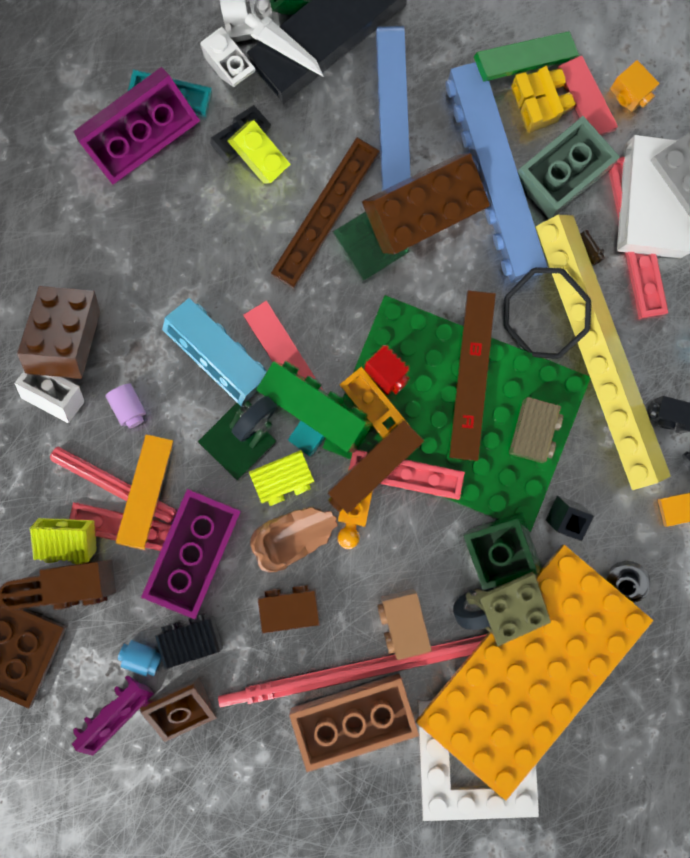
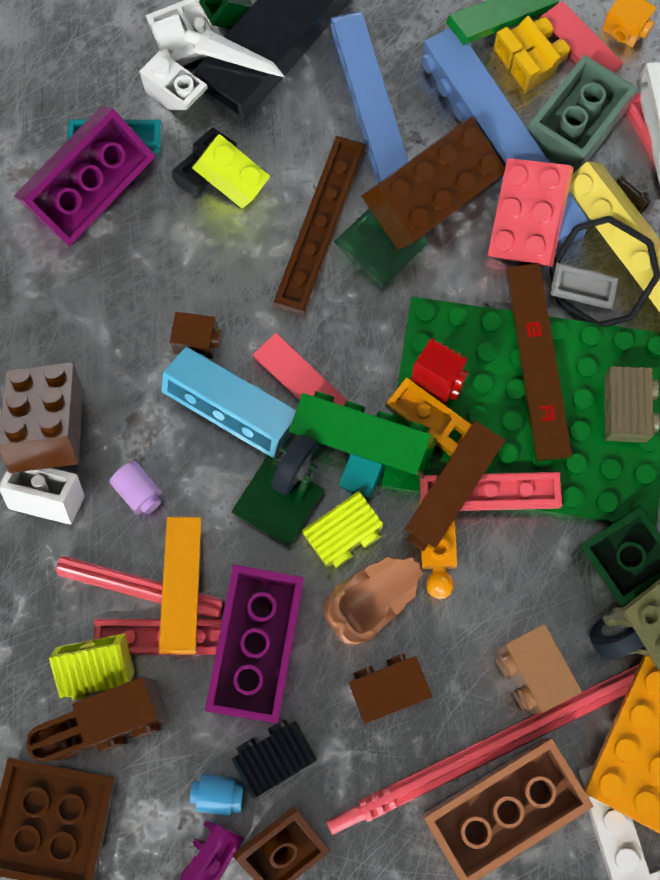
camera: 10 degrees left, 10 degrees down
(200, 288) = (195, 332): none -> reddish brown brick
(499, 246) = (530, 211): none -> coral plate
(528, 319) = (584, 286): none -> light grey tile

